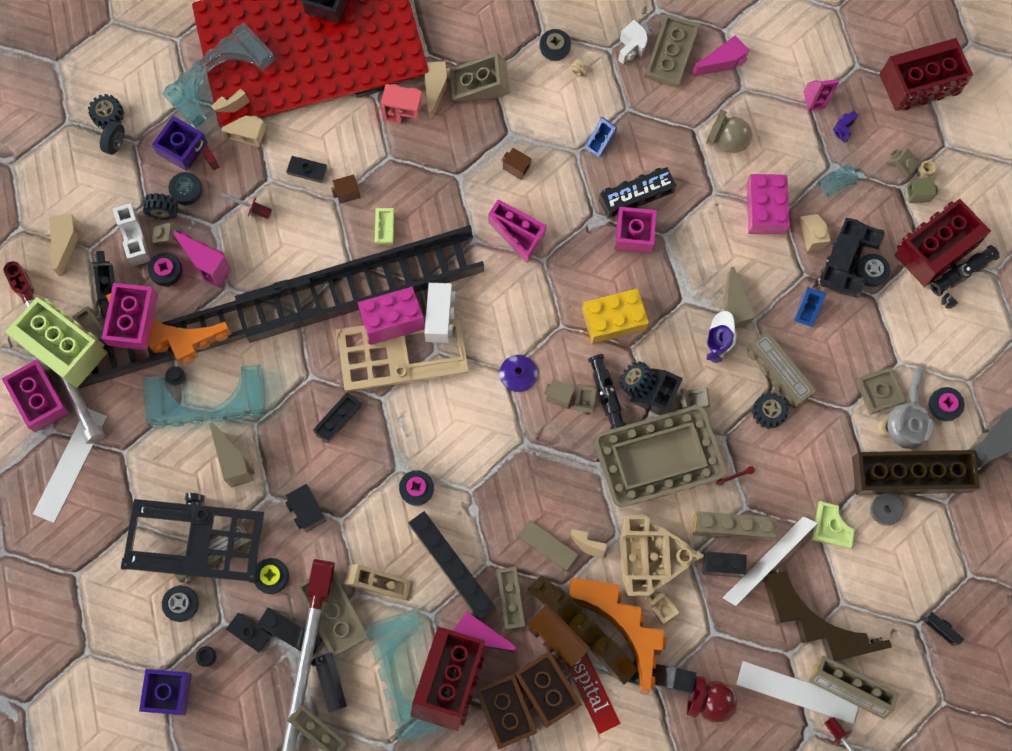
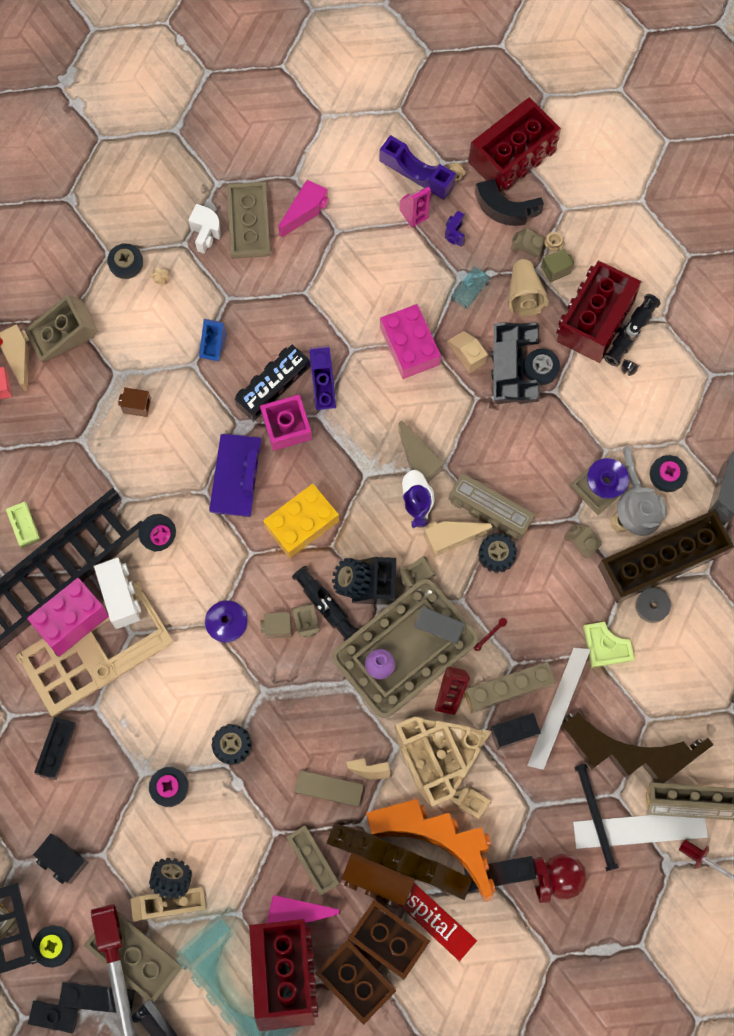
camera: 20 degrees left, 0 degrees up
(388, 561) = (170, 878): none -> black wheel
(452, 566) = (238, 853): black brick -> none
(480, 468) = (225, 739): none -> black wheel
(495, 282) = (164, 535): none -> black wheel
(517, 229) = (164, 471): dark pink wedge -> none
(575, 256) = (235, 475): none -> dark purple bracket
(633, 460) = (380, 663): none -> medium lavender brick
(681, 205) = (322, 377): none -> dark purple slope
(688, 494) = (454, 677): none -> dark red slope
(696, 449) = (439, 625): none -> dark grey slope
(730, 133) = (343, 283): dark tan tile -> none
(736, 379) = (450, 535): none -> tan slope
(764, 666) = (596, 817): none -> black bar
(809, 306) = (494, 430): blue slope -> none
(821, 47) = (399, 158): none -> dark purple arch
(849, 429) = (583, 539): none -> dark tan bracket
(865, 77) = (458, 169): none -> tan plate
(886, 201) = (526, 290): none -> tan cone
(894, 126) = (503, 210): none -> black arch
(897, 380) = (614, 472): none -> dark purple dish

